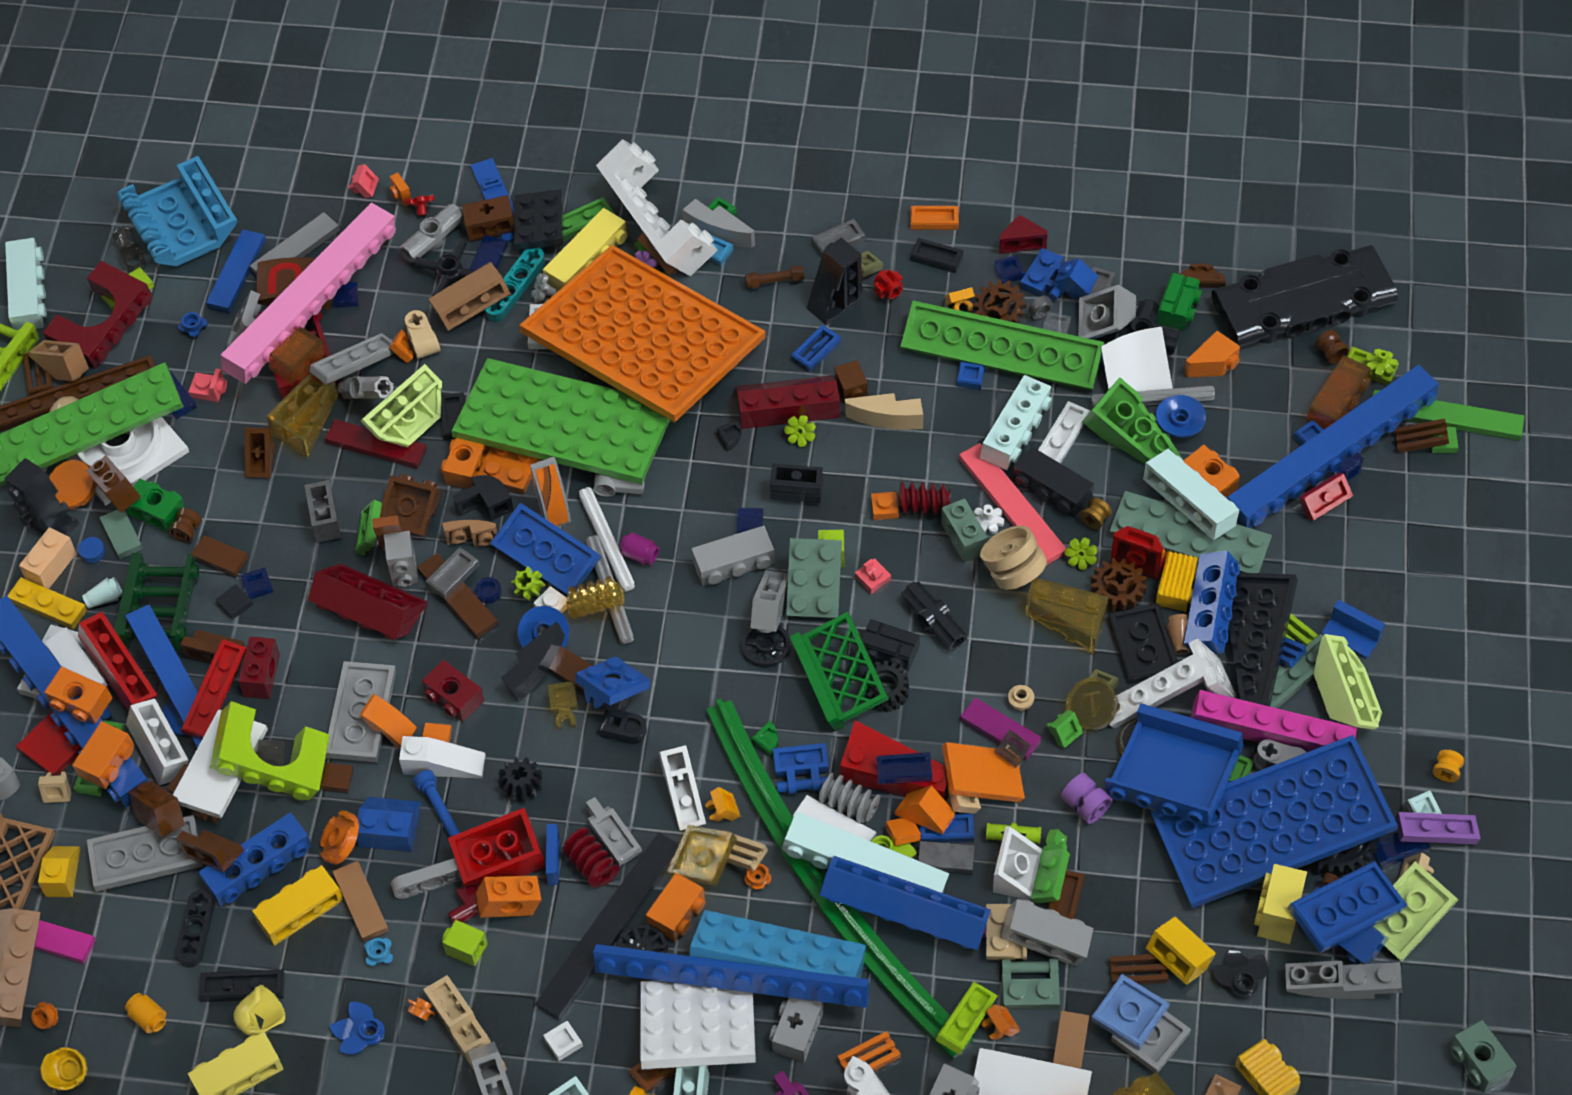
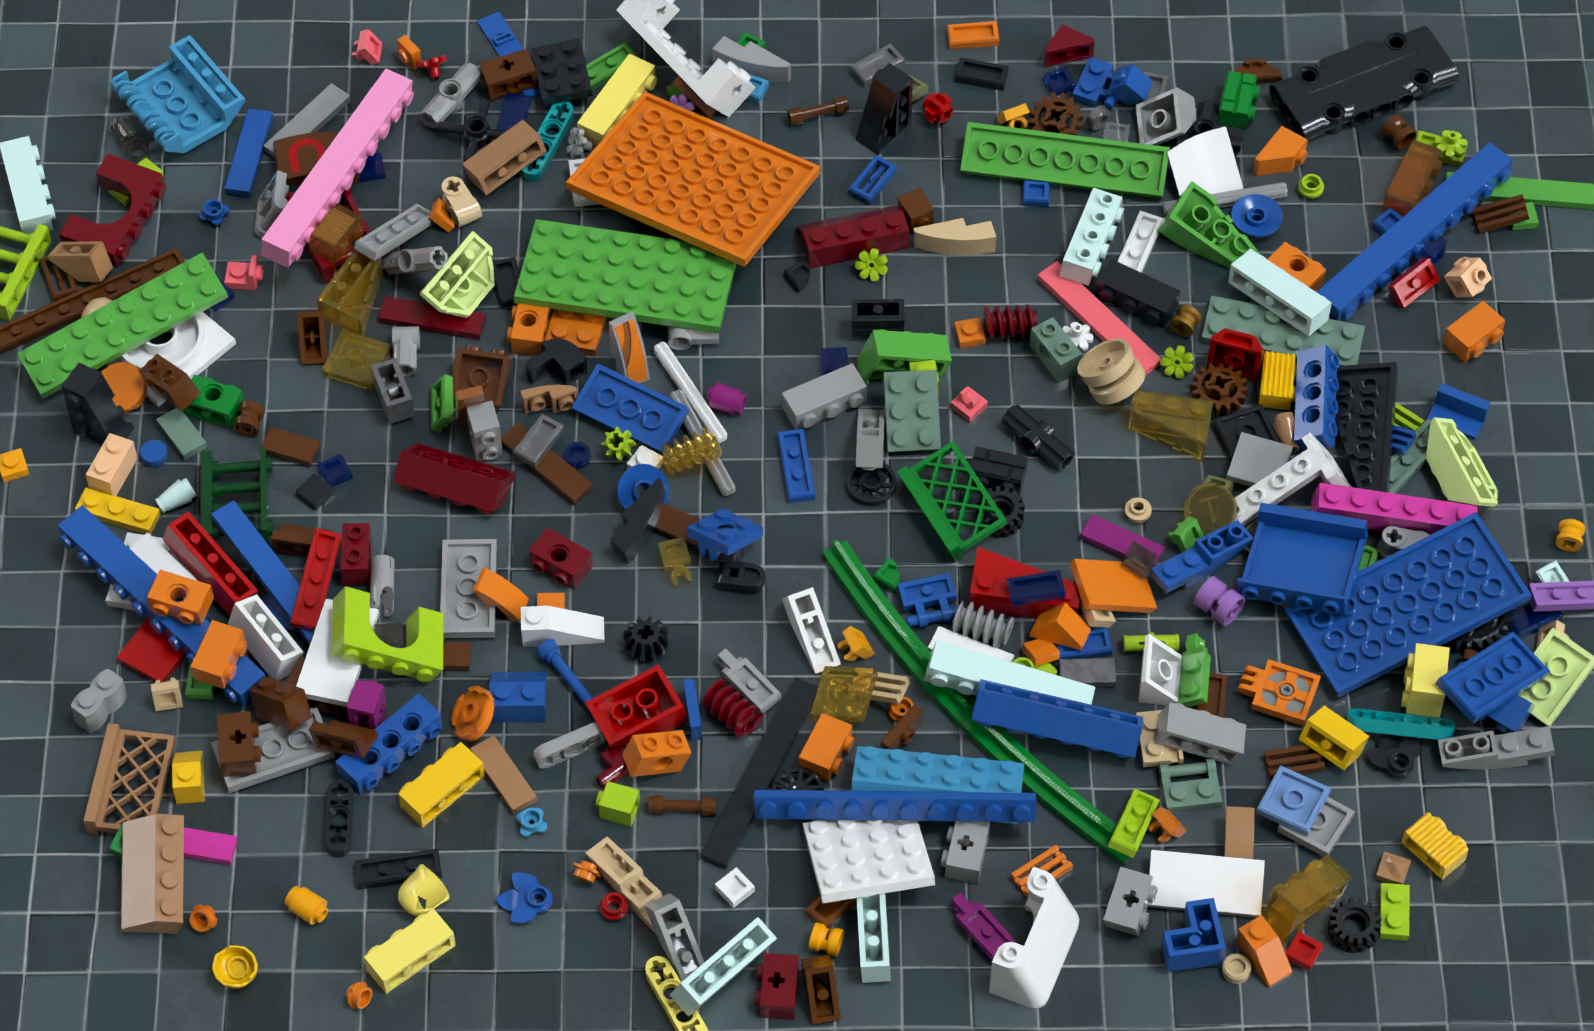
camera: 10 degrees left, 0 degrees up
(108, 844) = (236, 757): none -> reddish brown brick
(238, 819) = (367, 705): none -> magenta brick
(279, 698) = (382, 583): none -> light grey piece
(293, 473) = (353, 357): none -> clear yellow plate
(345, 466) = (405, 346): none -> light grey piece
(439, 1040) = (610, 900): none -> red plate
(550, 954) = (706, 805): none -> reddish brown bar
(696, 621) = (796, 466): none -> blue tile
(754, 898) = (904, 730): none -> reddish brown plate
(804, 517) = (894, 350): none -> bright green wedge
(1077, 753) = (1203, 559): none -> blue slope
(1135, 896) = (1280, 690): none -> orange piece
(1144, 658) = (1256, 459): none -> light grey tile
(1238, 386) = (1313, 181): none -> lime plate
(1250, 943) = (1401, 724): none -> teal beam
(1379, 551) = (1474, 332): none -> orange brick
(1380, 496) = (1468, 277): none -> light nougat brick

